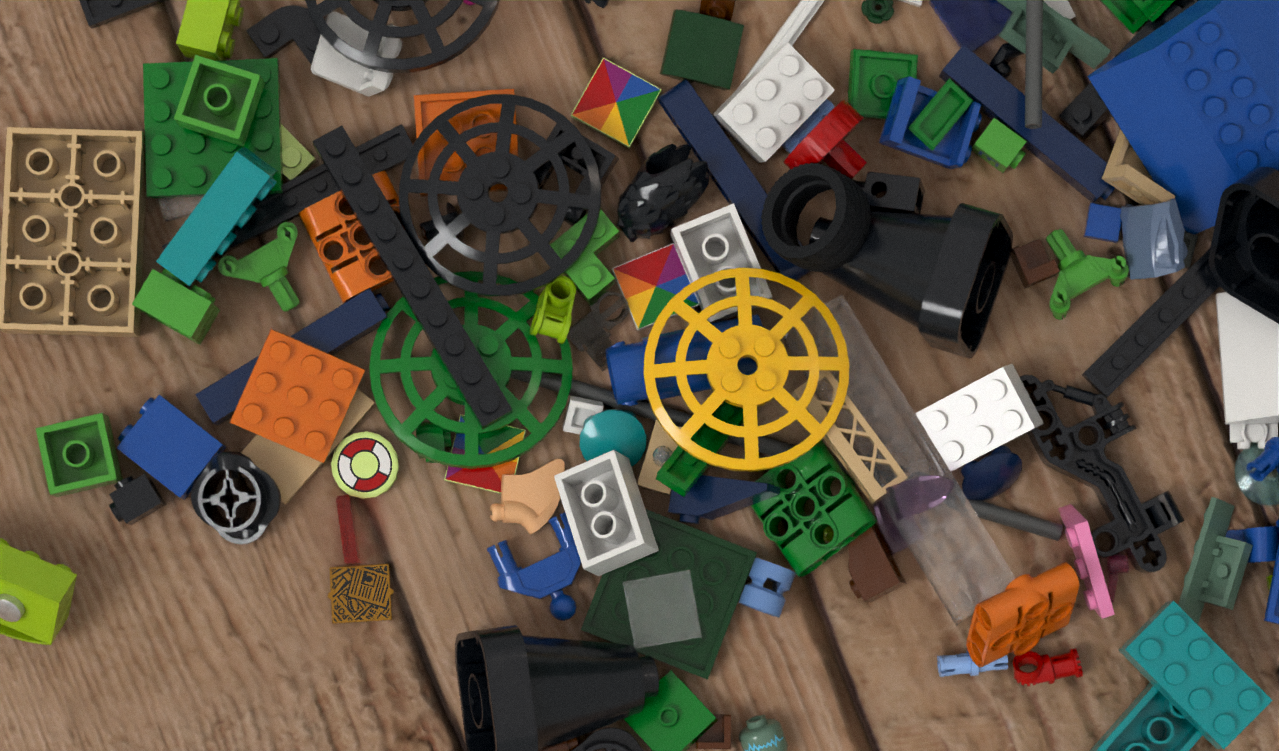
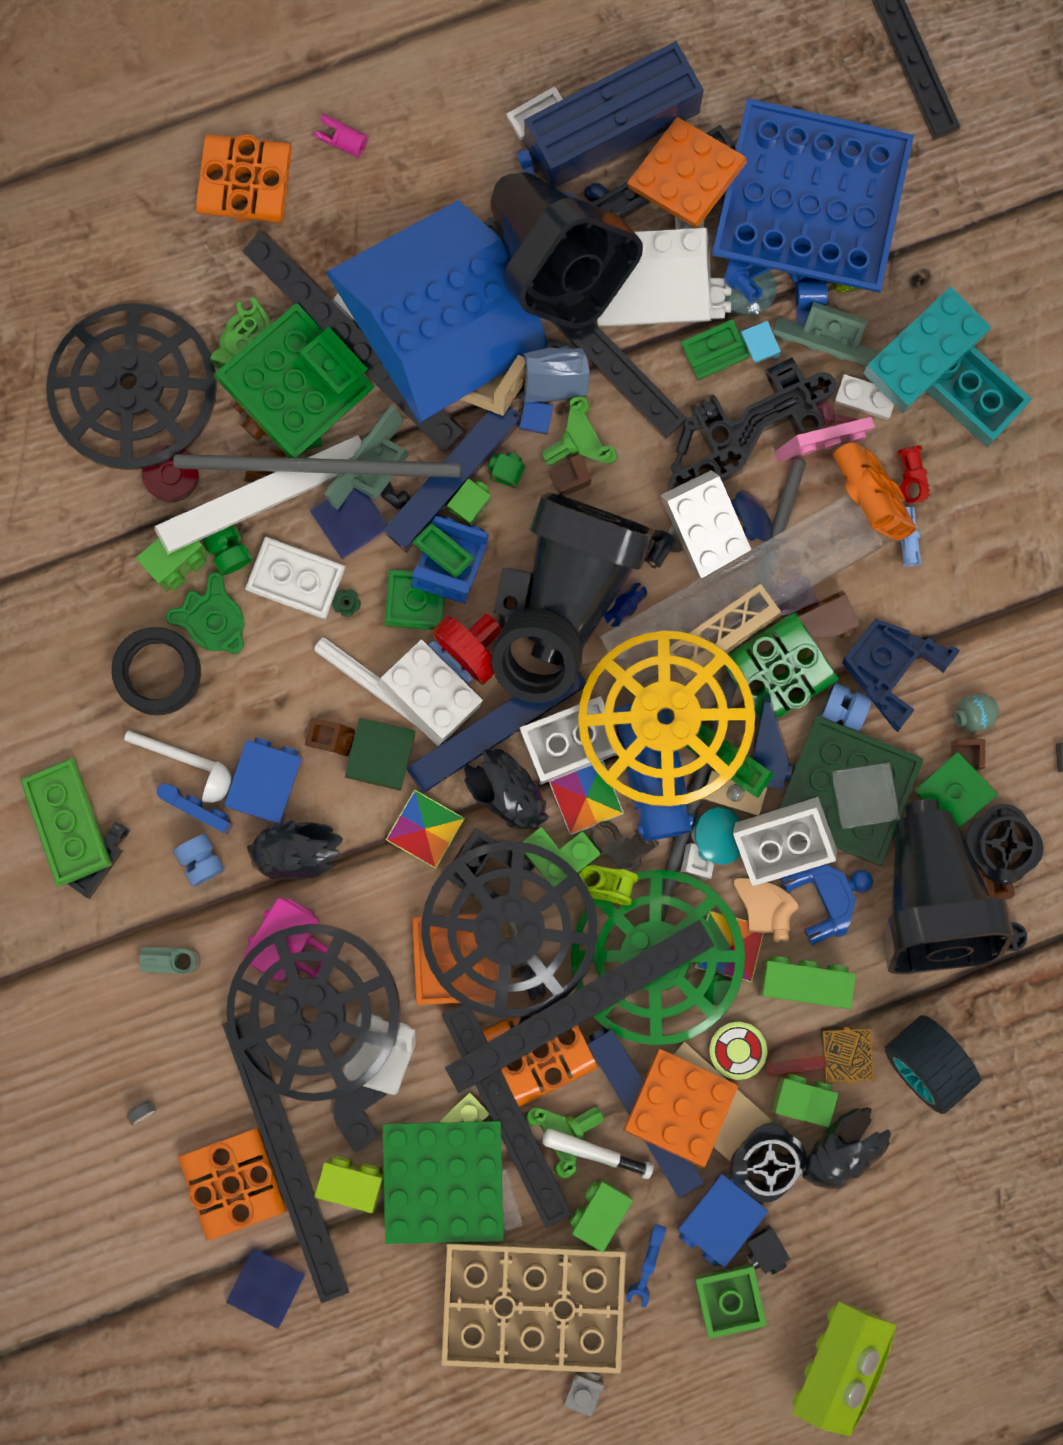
camera: 85 degrees left, 0 degrees up
(118, 362) = (648, 1266): none -> blue piece
(216, 216) = (526, 1176): teal brick -> none
(219, 100) = (424, 1174): bright green brick -> none
(248, 292) = (587, 1150): none -> white piece
(249, 586) = (841, 1153): none -> black head
(307, 539) = (804, 1101): none -> bright green brick
(349, 685) = (932, 1064): none -> black wheel
(442, 539) = (807, 982): none -> bright green brick
(824, 630) = (884, 657): none -> dark blue wing
(881, 326) = (625, 604): none -> clear blue pin
(918, 495) = (776, 574): clear purple plate -> none
(955, 372) = (664, 543): none -> black piece
(1040, 188) = (506, 469): none -> green plate
(1140, 604) = (863, 397): none -> white plate
(1190, 431) = (714, 350): none -> green plate
(1200, 483) = (760, 342): none -> medium azure panel

